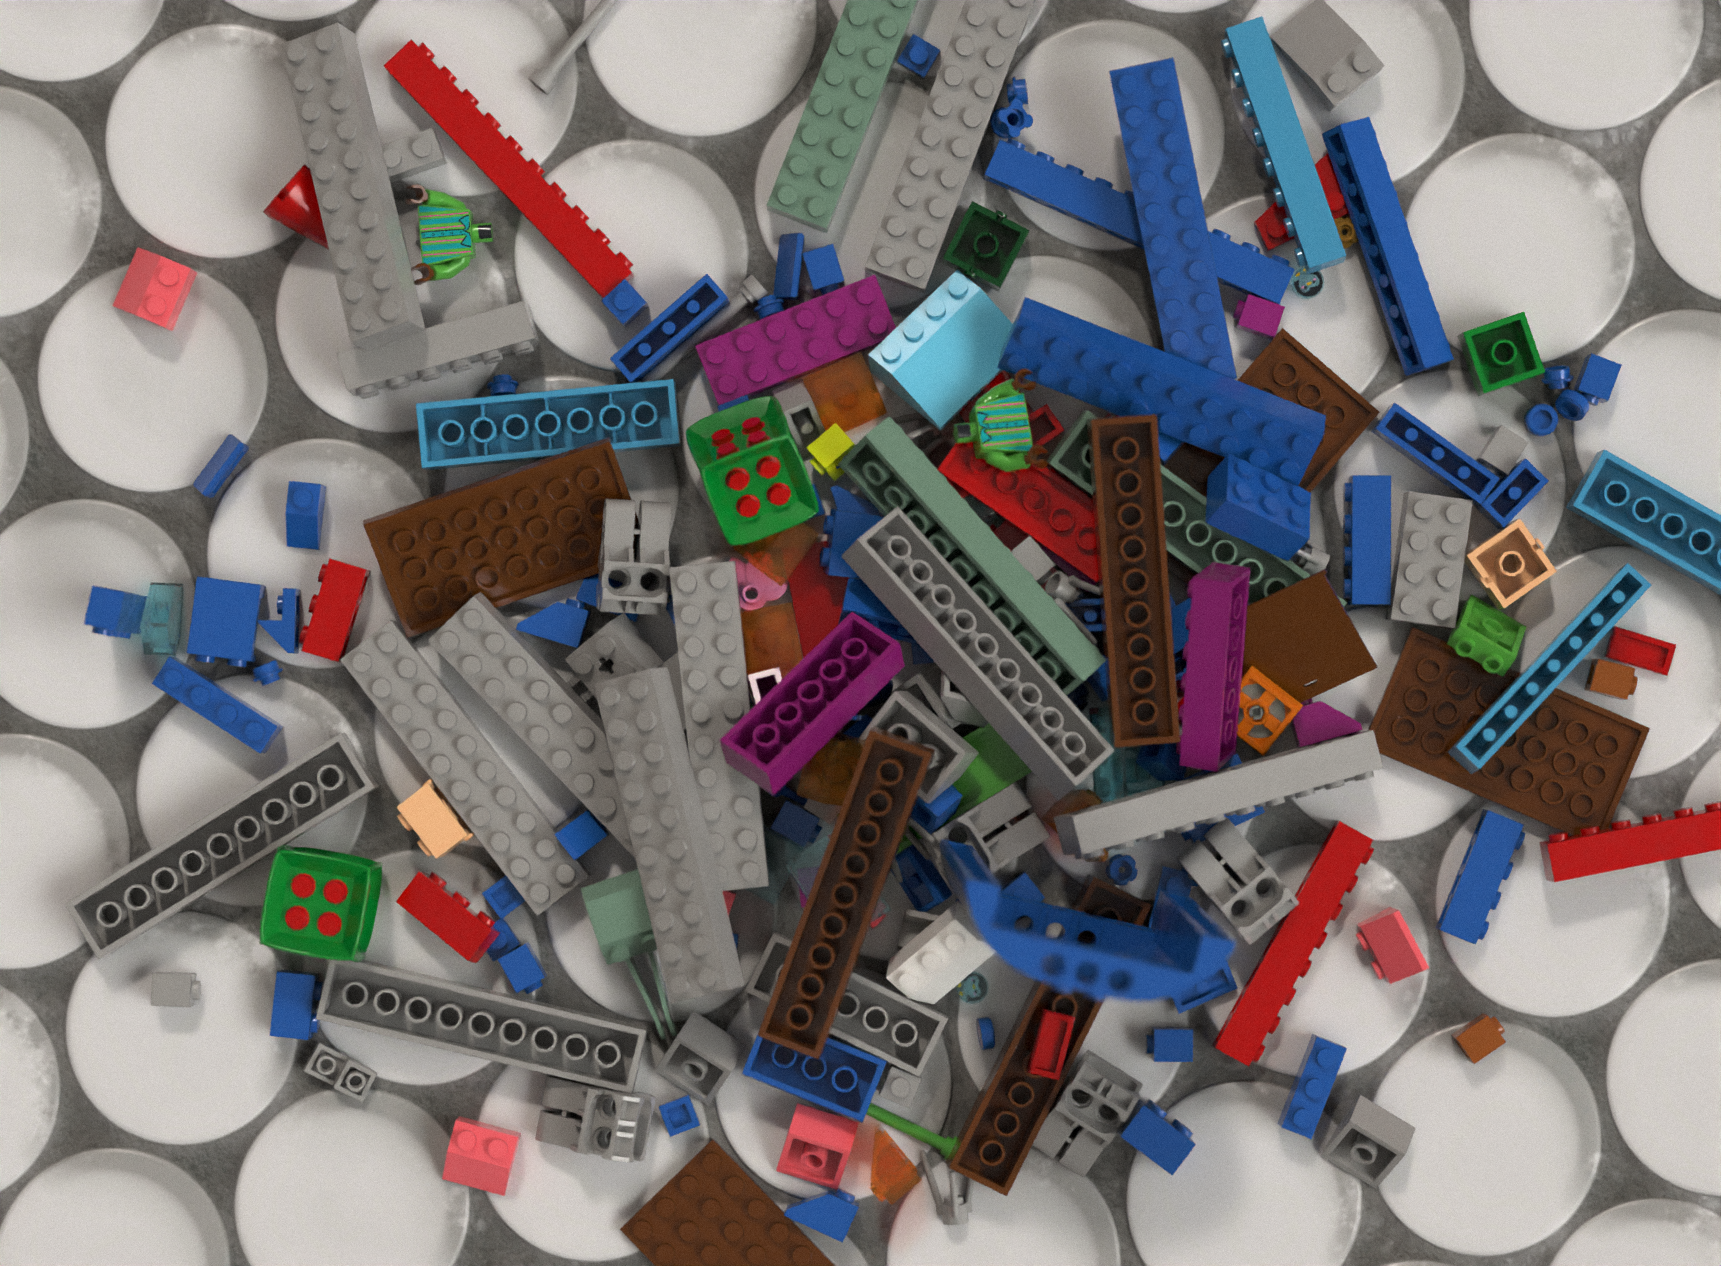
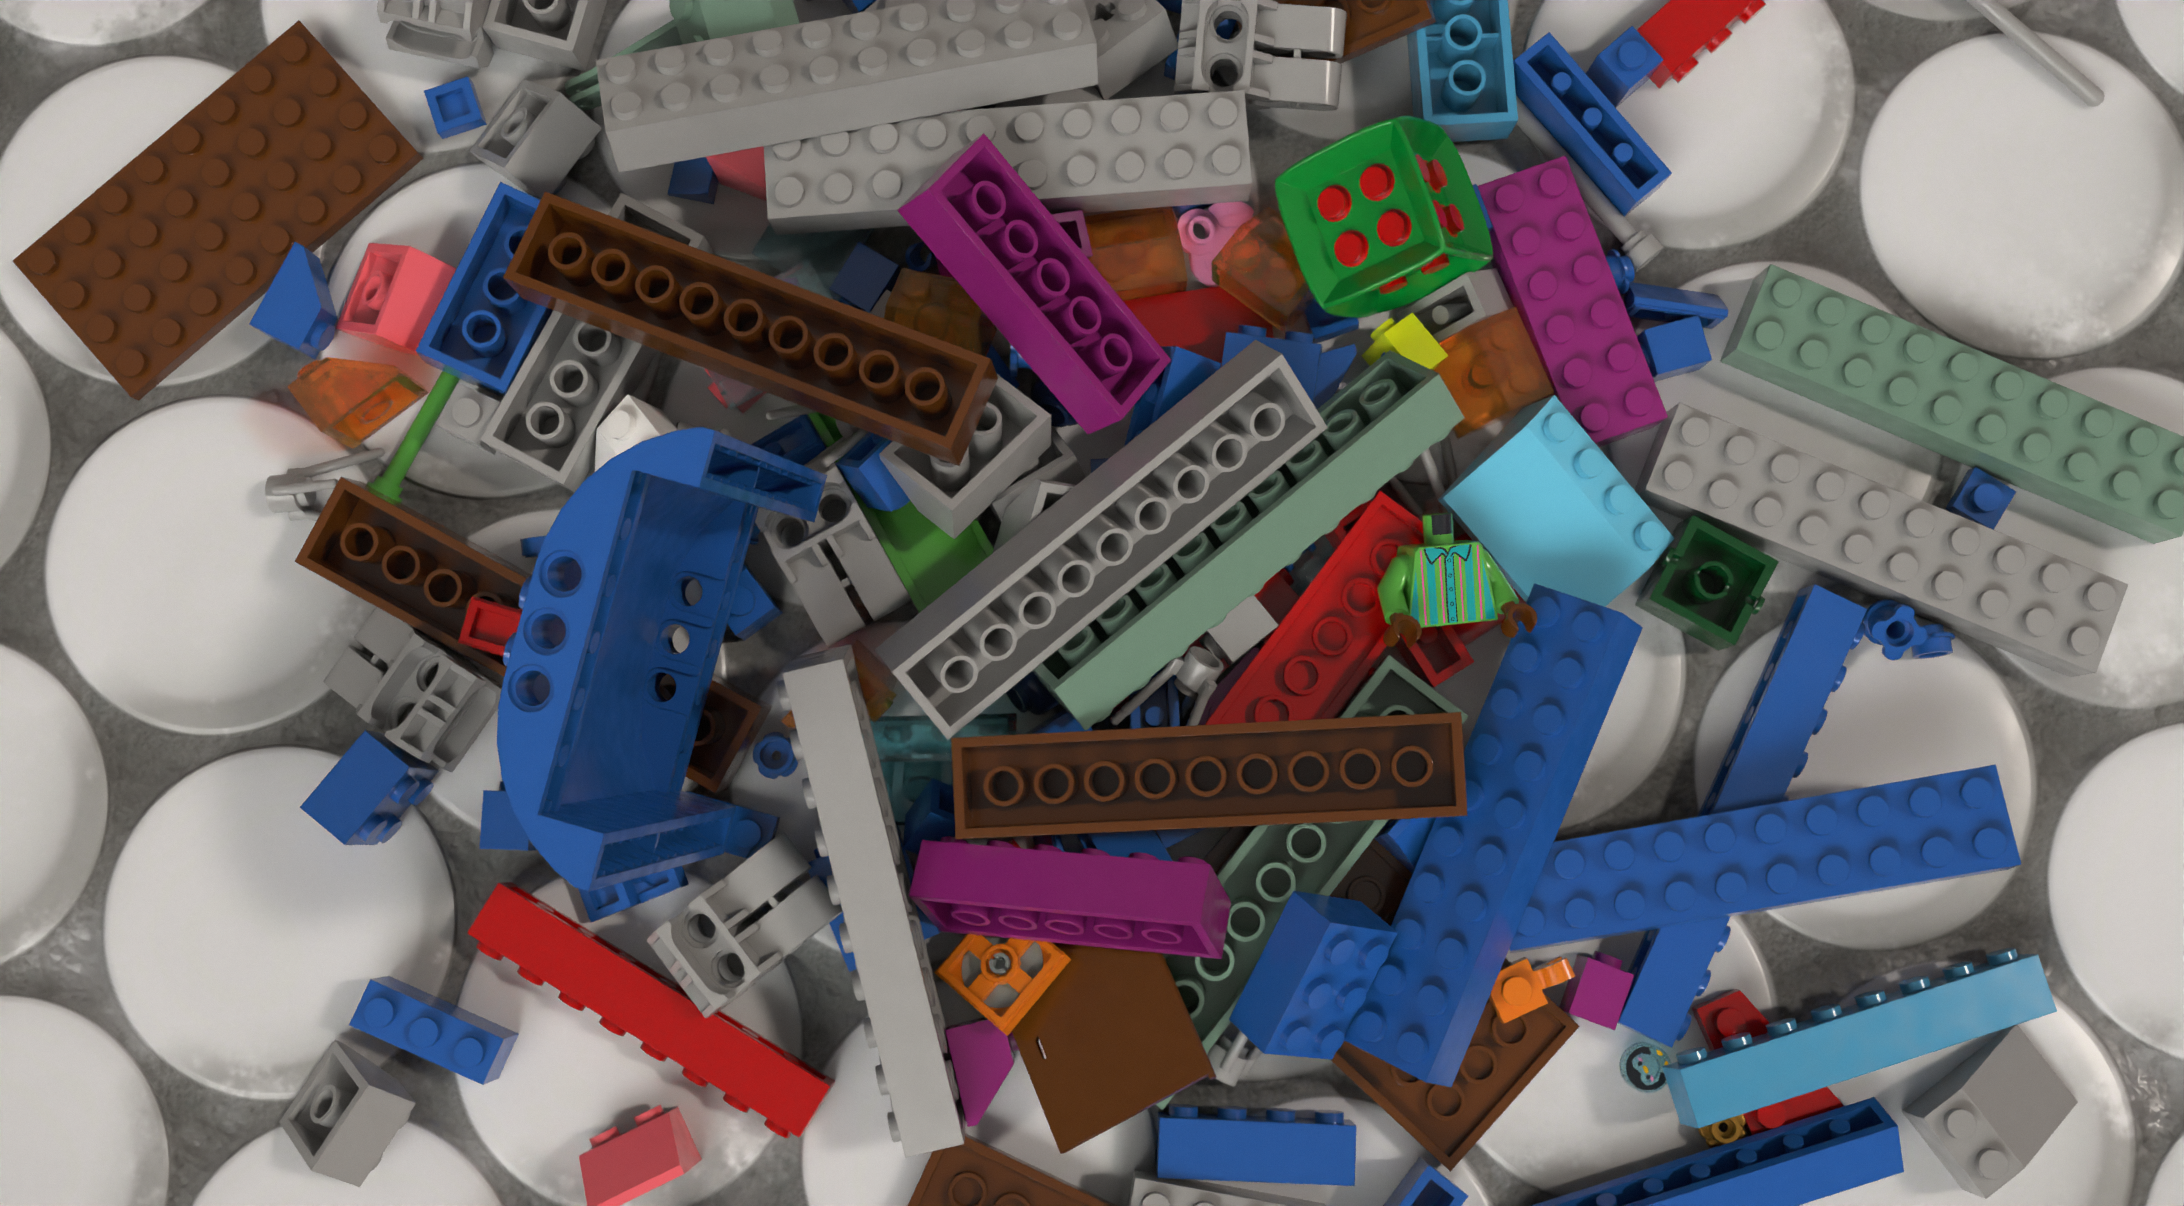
camera: 85 degrees right, 5 degrees down
(1259, 369) = (1520, 987): none -> orange plate

